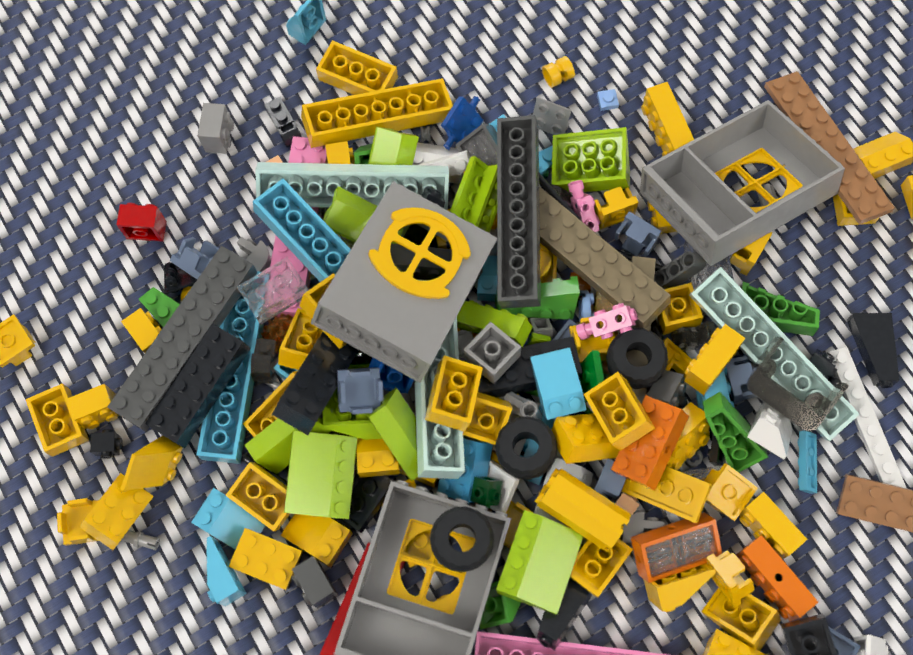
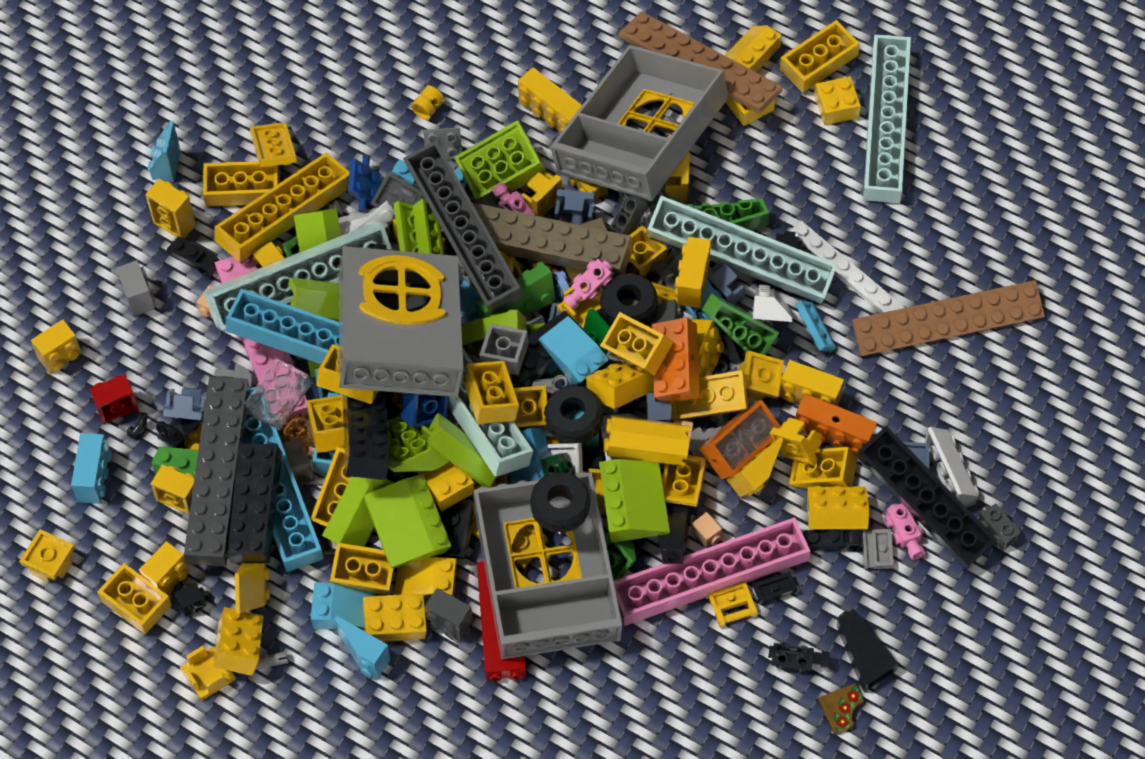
camera: 30 degrees left, 10 degrees down
(87, 278) = (91, 468): none -> medium azure brick
(121, 150) = (56, 346): none -> yellow brick
(147, 260) = (140, 427): none -> black arm
(281, 69) = (170, 209): none -> yellow brick
(359, 390) = (408, 425): sand blue panel -> none
(400, 50) = (273, 145): none -> yellow plate
(526, 493) = (591, 458): none -> black brick
(598, 620) = (706, 530): none -> light nougat brick
(607, 99) = (485, 108): light blue plate -> none
(806, 413) = (792, 281): clear smoke windscreen -> none
(876, 345) = (825, 208): black slope -> none

